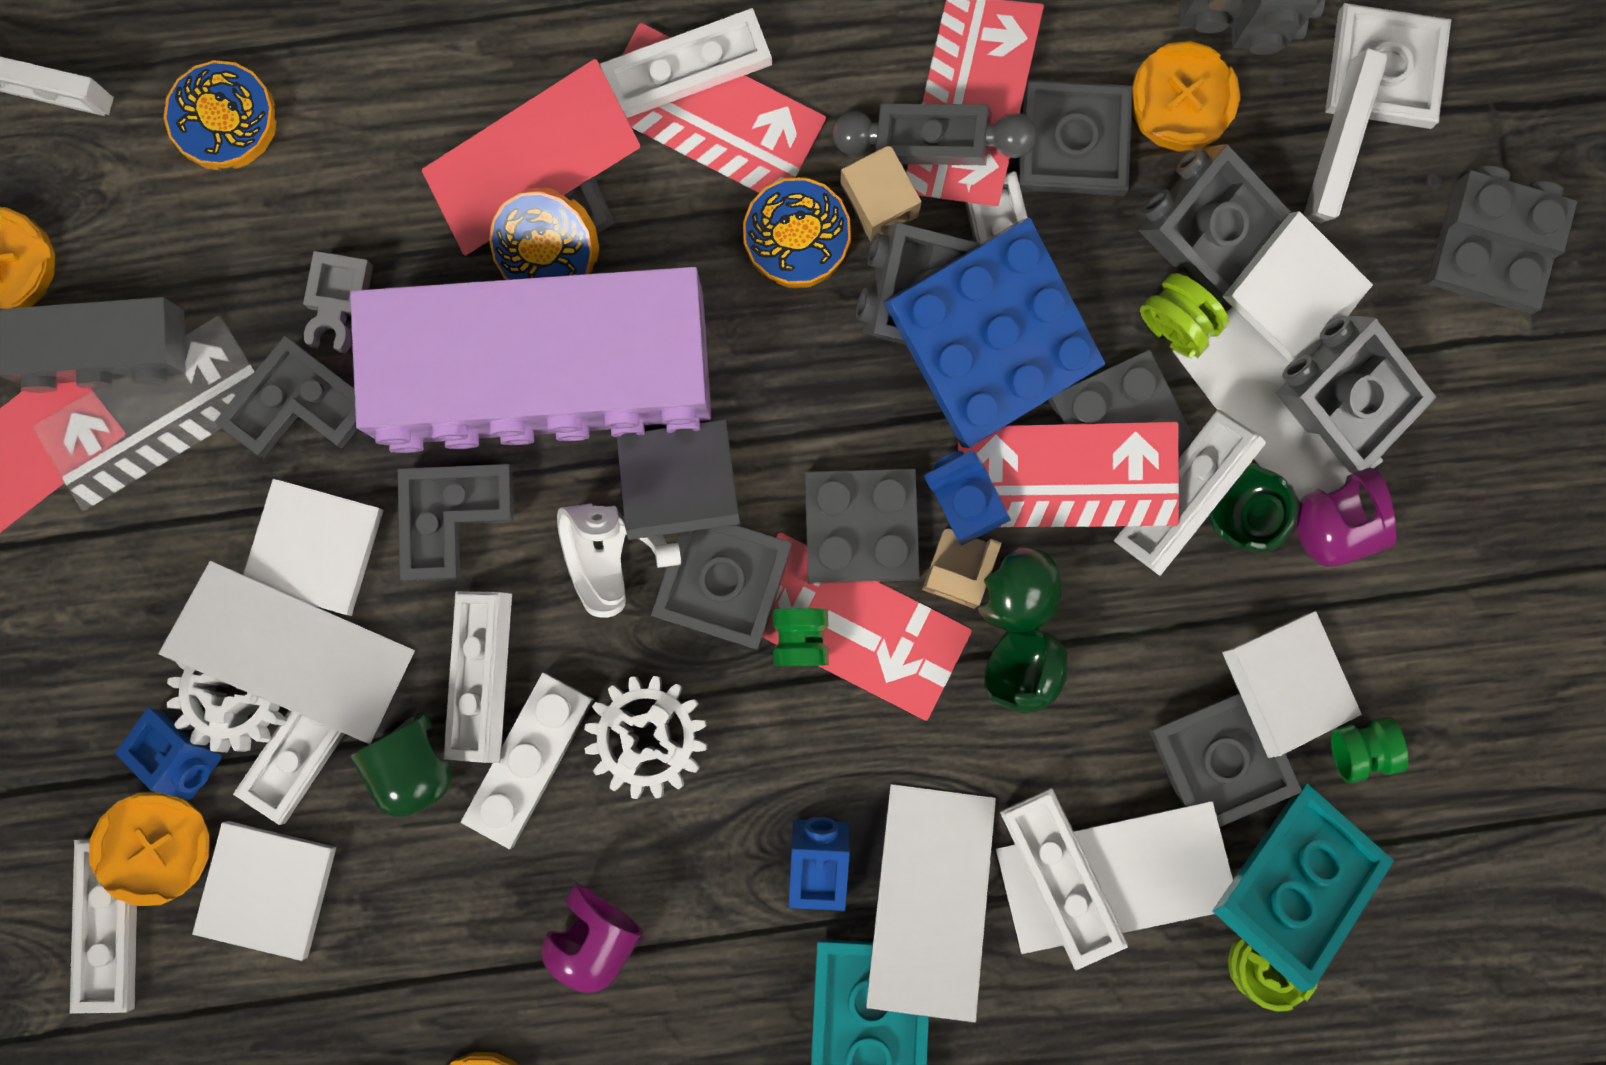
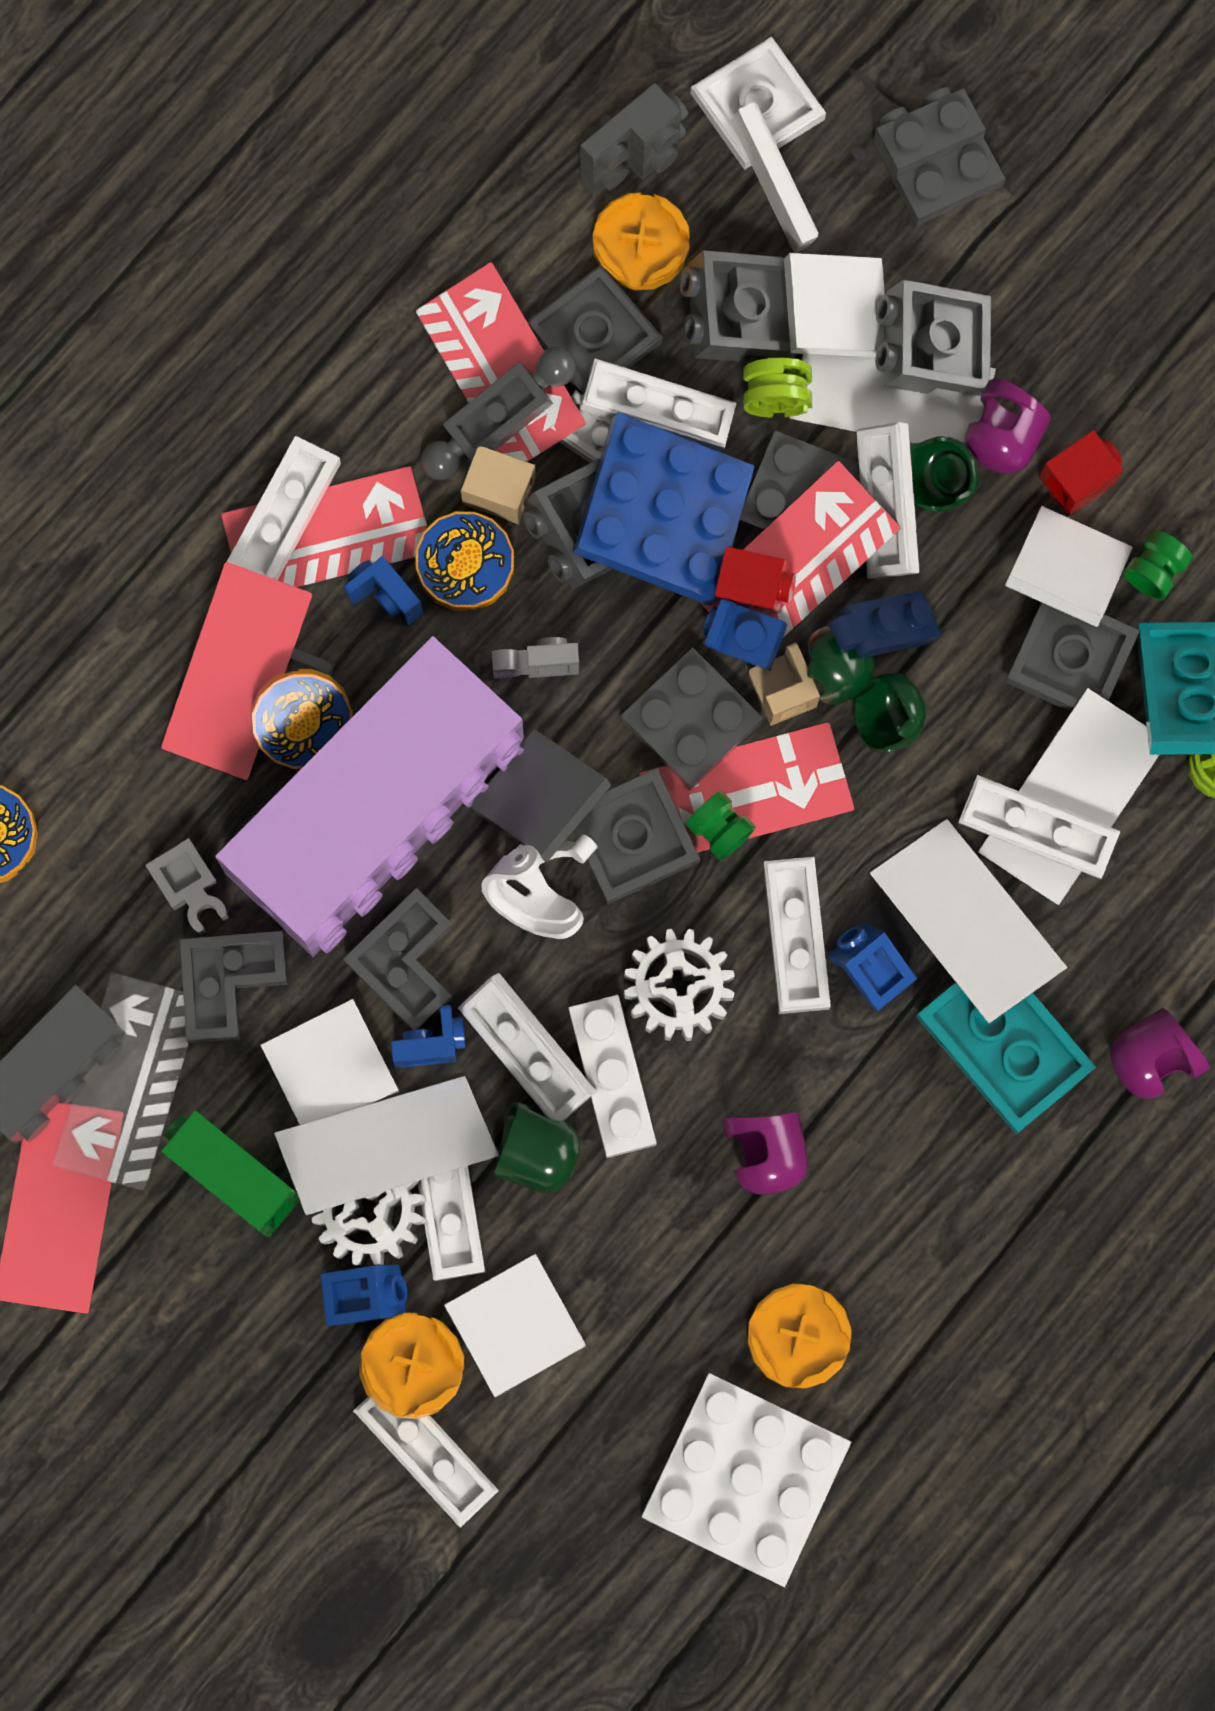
camera: 45 degrees left, 5 degrees down
(137, 559) = (229, 1172): none -> green brick
(394, 600) = (423, 1049): none -> blue bracket
(713, 208) = (393, 592): none -> blue bracket
(782, 782) = (796, 935): none -> white tile
(789, 372) = (549, 658): none -> light grey plate
(1015, 460) = (755, 580): none -> red brick
(1073, 243) = (659, 403): none -> white tile
(1088, 595) = (885, 625): none -> dark blue hinge
(1377, 614) = (1082, 472): none -> red brick

